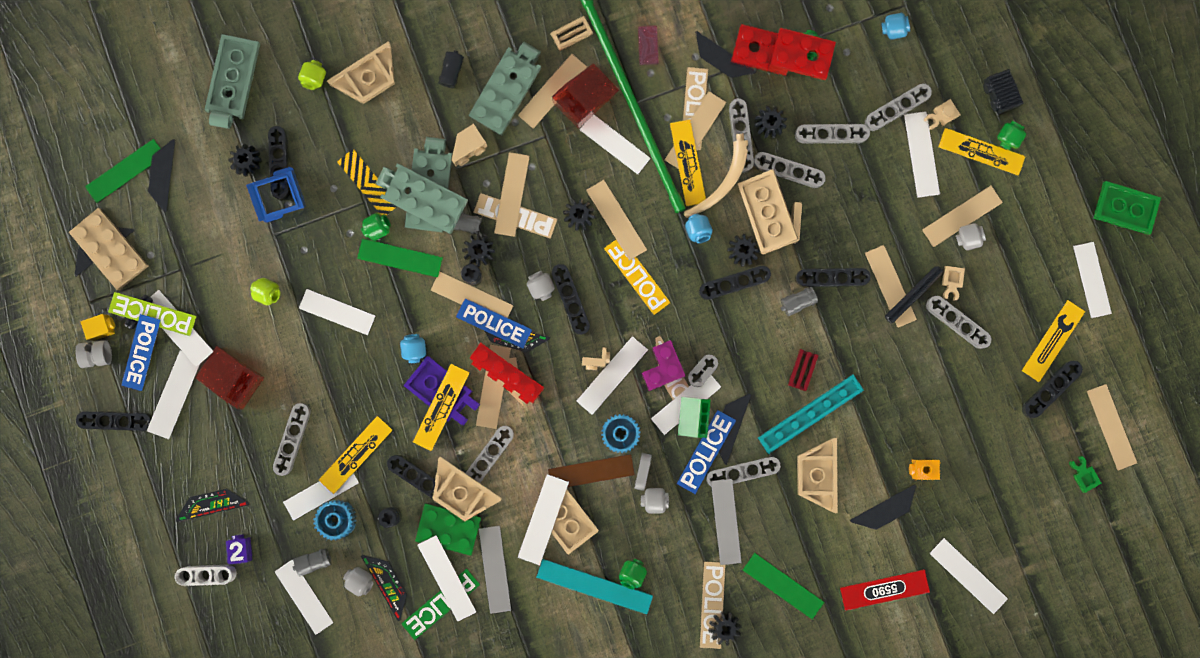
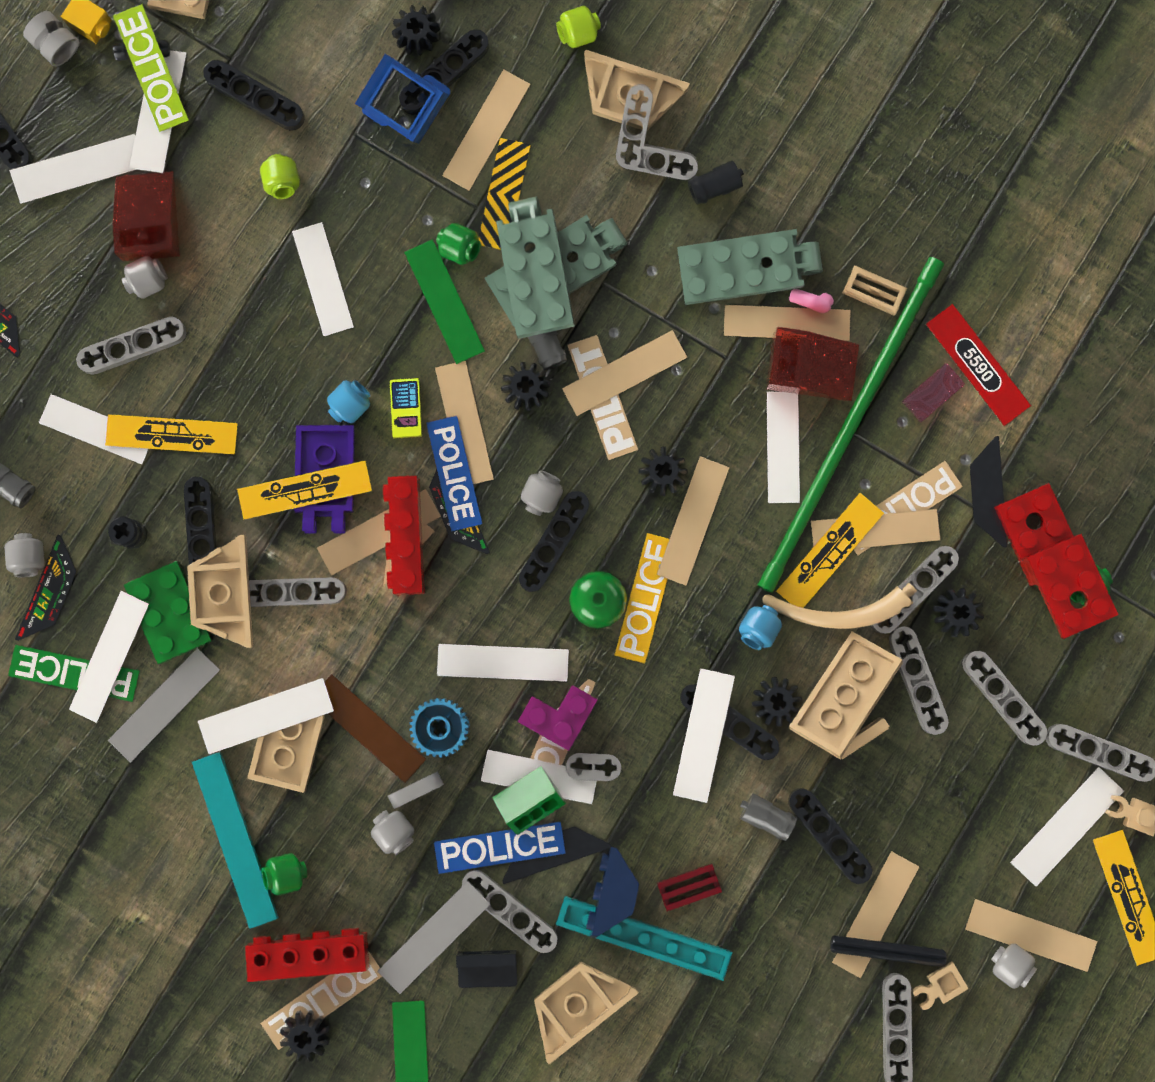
camera: 50 degrees right, 0 degrees up
(140, 352) = (96, 91): blue sticker -> none
(210, 271) = (255, 93): none -> black beam
(261, 403) = (144, 277): none -> light grey head
(327, 165) = (486, 130): none -> tan sticker
(329, 529) = (59, 471): dark azure brick -> none
(404, 92) = (643, 150): none -> light grey beam
(440, 321) = (406, 408): none -> tile
(468, 143) = (641, 273): tan slope -> none
(471, 274) = (489, 401): black piece -> none
(556, 66) = (817, 303): none -> bright pink arm
(593, 363) = (498, 629): tan bracket -> none
(618, 300) = (598, 599): none -> green cylinder
(652, 11) = (978, 364): none -> red sticker
(685, 594) = (307, 956): none -> red brick
(731, 301) = (703, 735): none -> white sticker
(763, 507) = (487, 968): none -> black panel
(777, 411) = (615, 894): none -> dark blue slope

